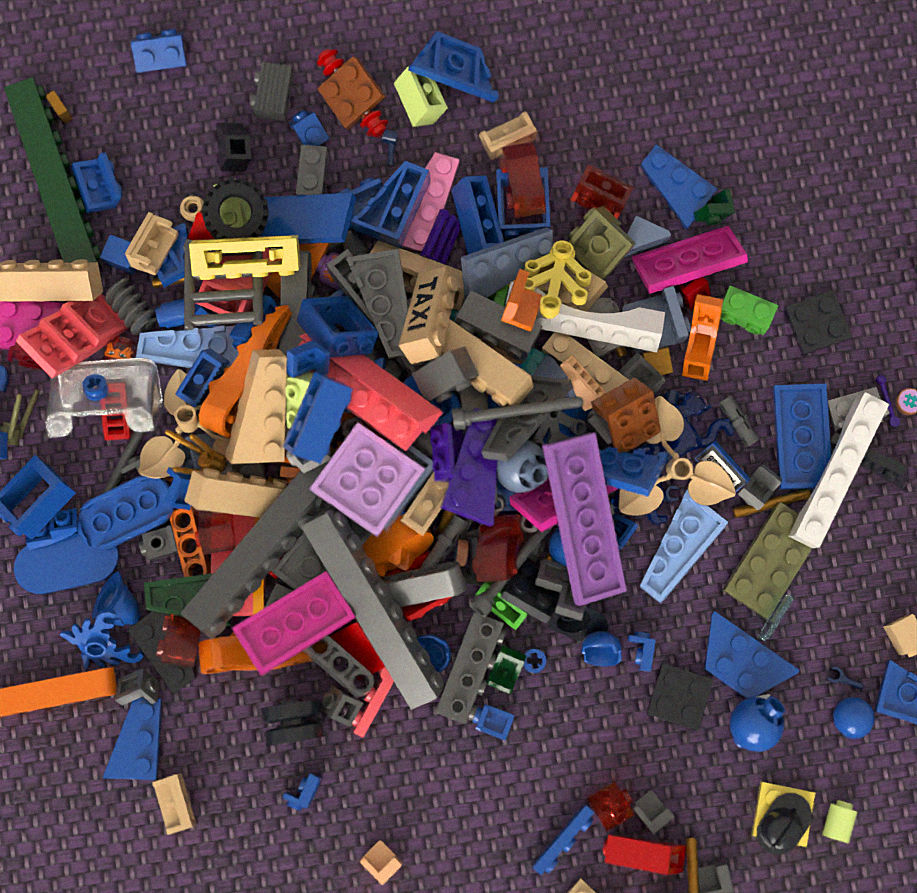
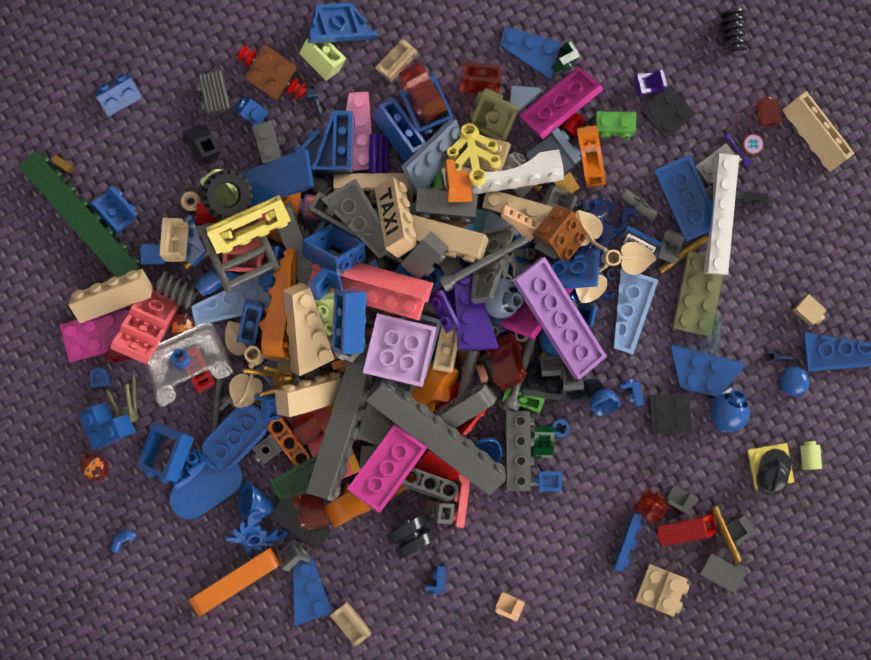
camera: 25 degrees left, 5 degrees up
(809, 277) = (650, 82): none -> dark purple bracket

